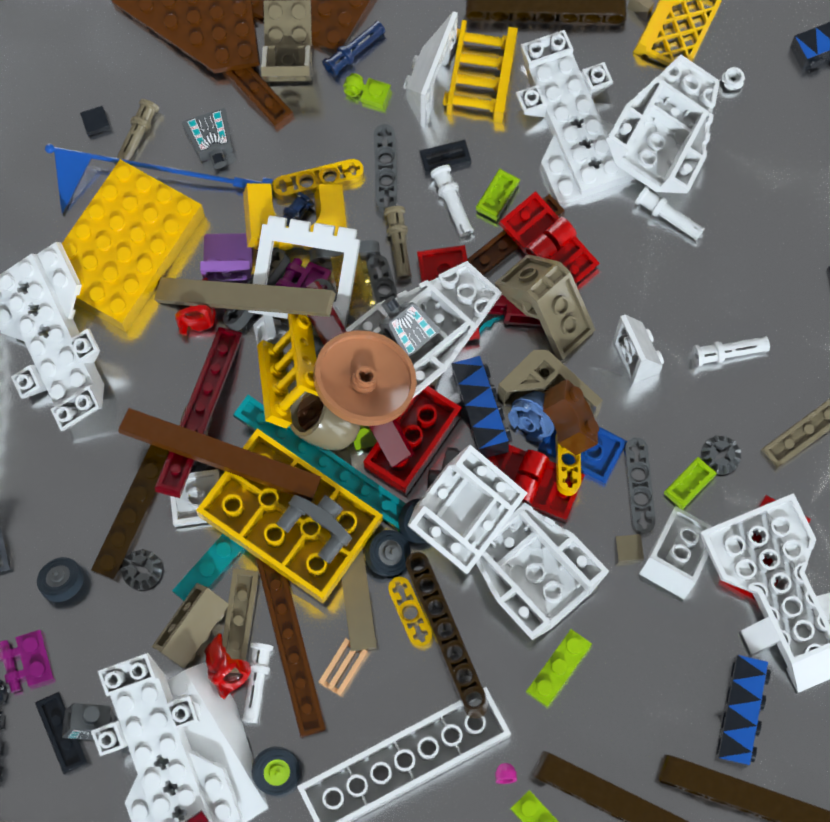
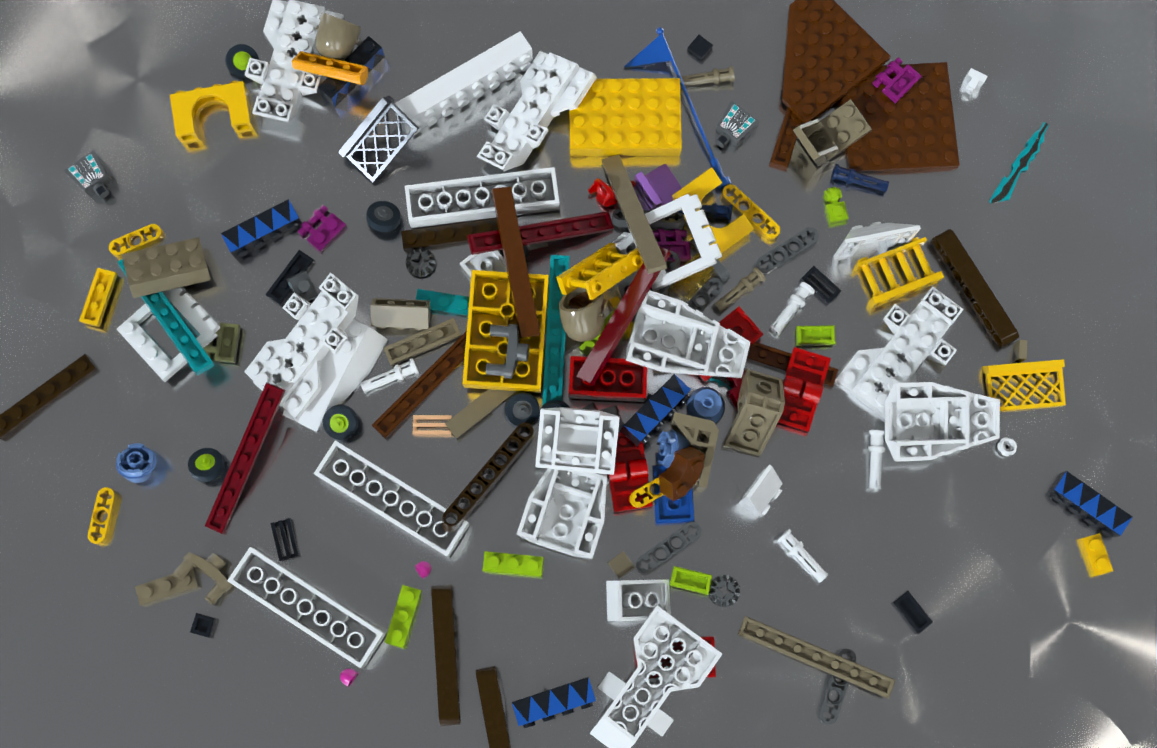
camera: 55 degrees right, 5 degrees up
(110, 457) = (472, 197): none -> white brick
(220, 664) = (385, 347): red hair -> none
(364, 378) = (635, 316): nougat dish -> none
(395, 597) = (484, 447): yellow beam -> none
(407, 325) = (675, 328): torso -> none
(504, 351) = (706, 404): none -> medium blue cone

